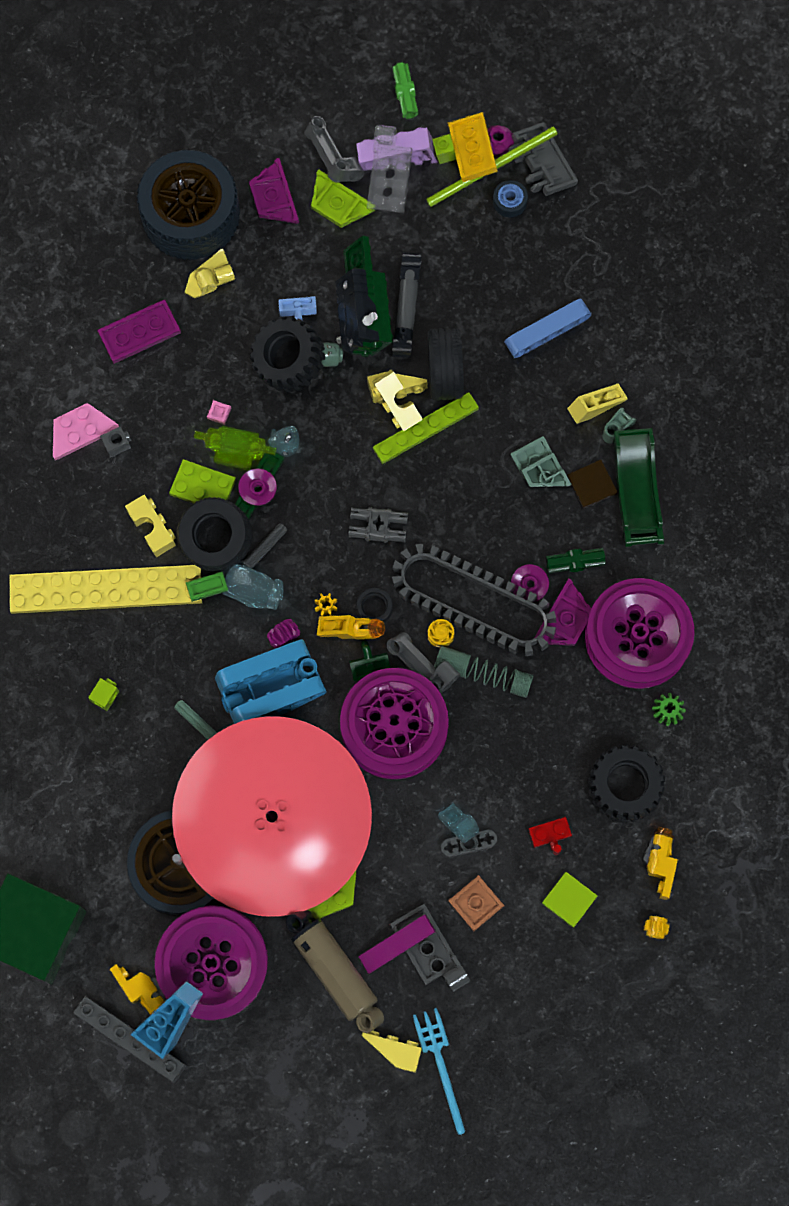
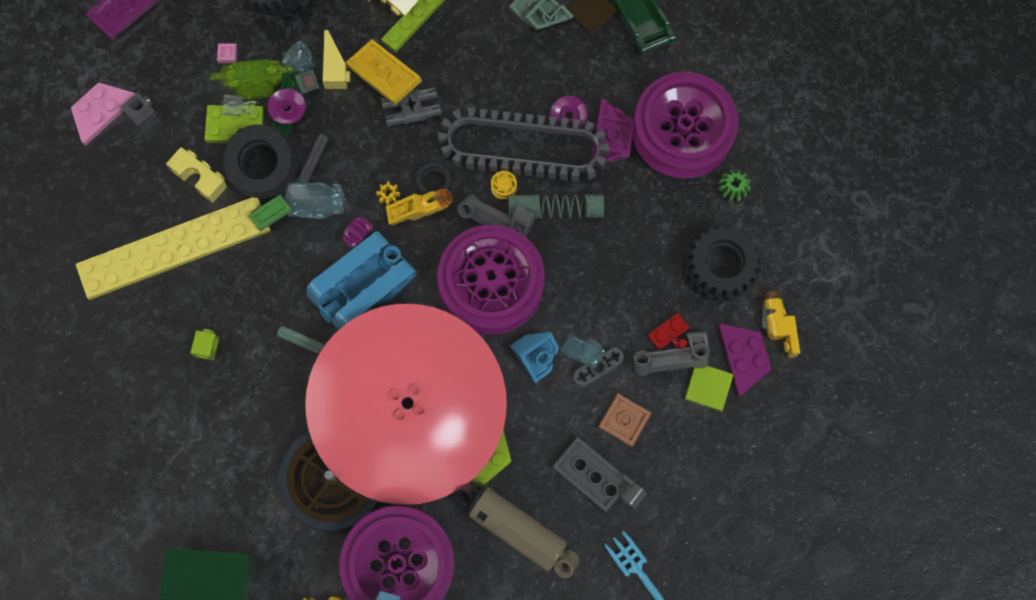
camera: 25 degrees left, 0 degrees up
(208, 469) = (235, 106): none -> clear plate
(285, 467) = (307, 81): none -> sand green tile
(316, 464) = (334, 68): none -> light yellow slope
(363, 482) = (383, 72): none -> yellow plate
(368, 664) = (447, 233): dark green plate -> none
(397, 944) = (566, 483): magenta tile -> none
(399, 1054) = (603, 586): light yellow slope -> none
(413, 810) = (536, 354): none -> dark azure slope
(545, 860) = (694, 356): none -> dark grey piece
(575, 560) = (602, 81): dark green piece -> none
(616, 882) = (745, 356): none -> magenta wing
(656, 927) = (798, 384): yellow gear -> none

